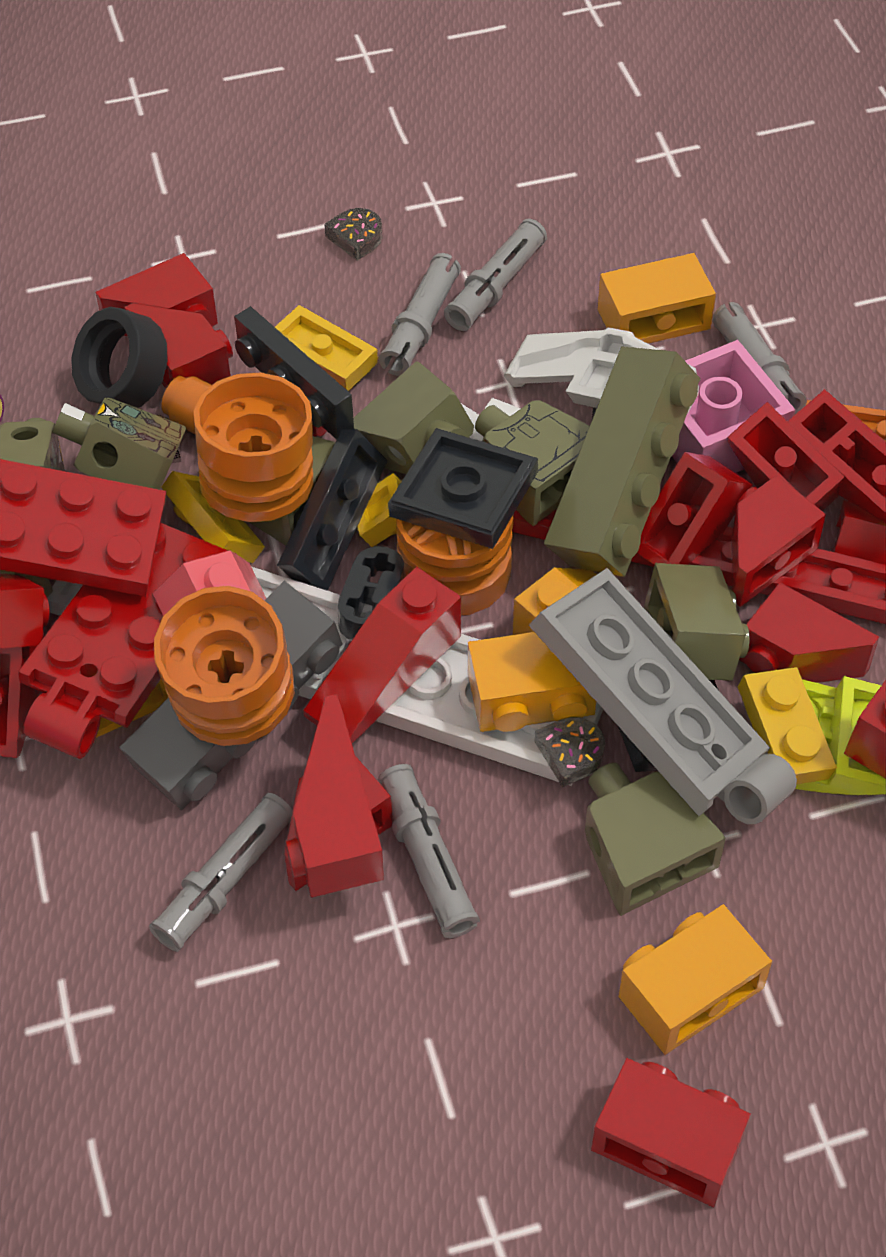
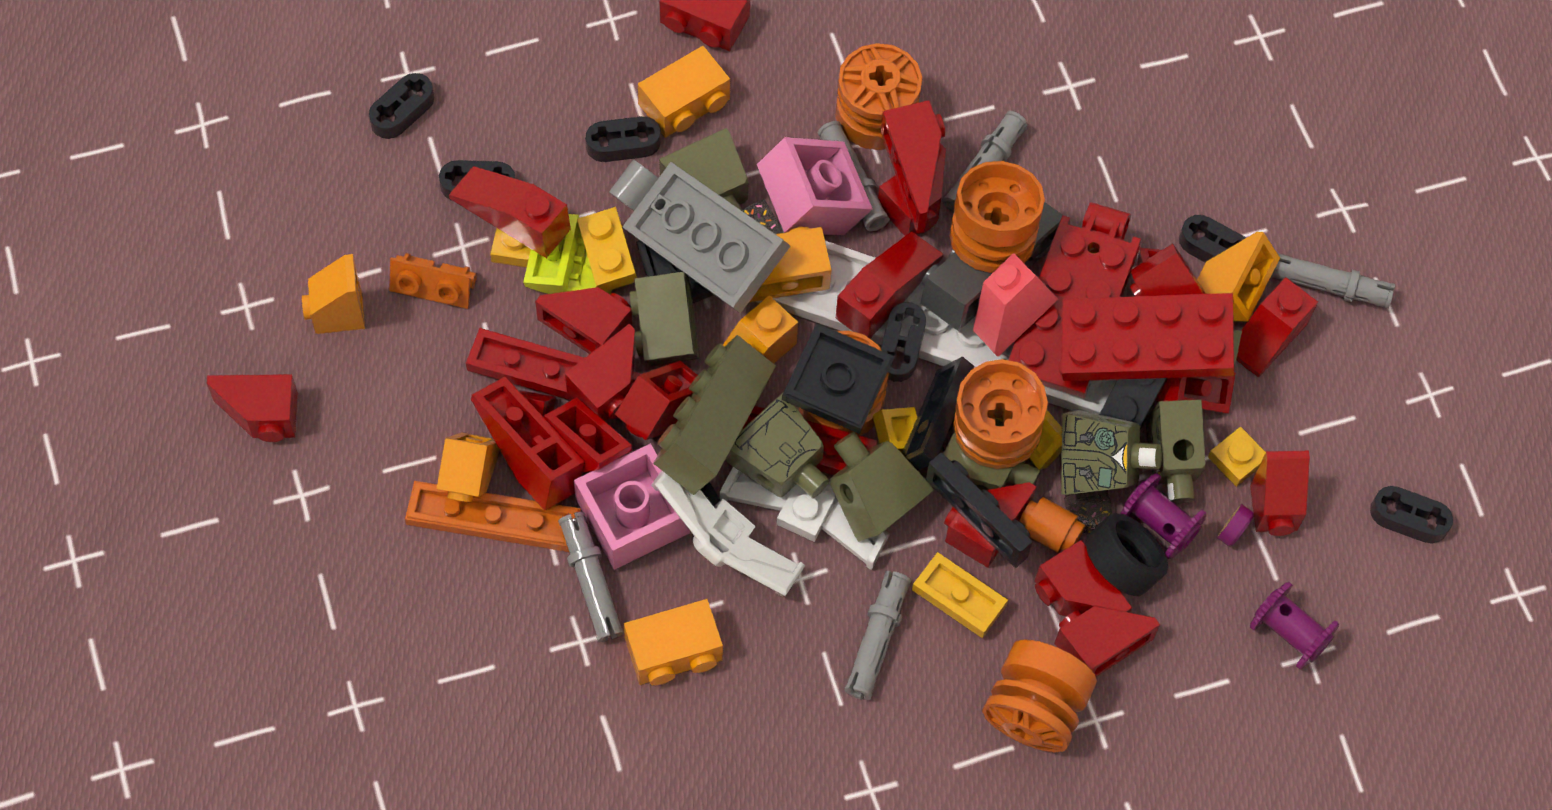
camera: 175 degrees right, 10 degrees up
(43, 394) = (1163, 515): none -> magenta hose
(245, 228) = (1039, 695): none -> orange wheel
(355, 231) = (941, 740): clear smoke tile -> none
(387, 979) = (871, 82): none -> orange wheel
(467, 305) = (821, 667): light grey pin -> none
(488, 789) = (814, 185): none -> bright pink brick
(782, 915) = (623, 139): none -> black beam

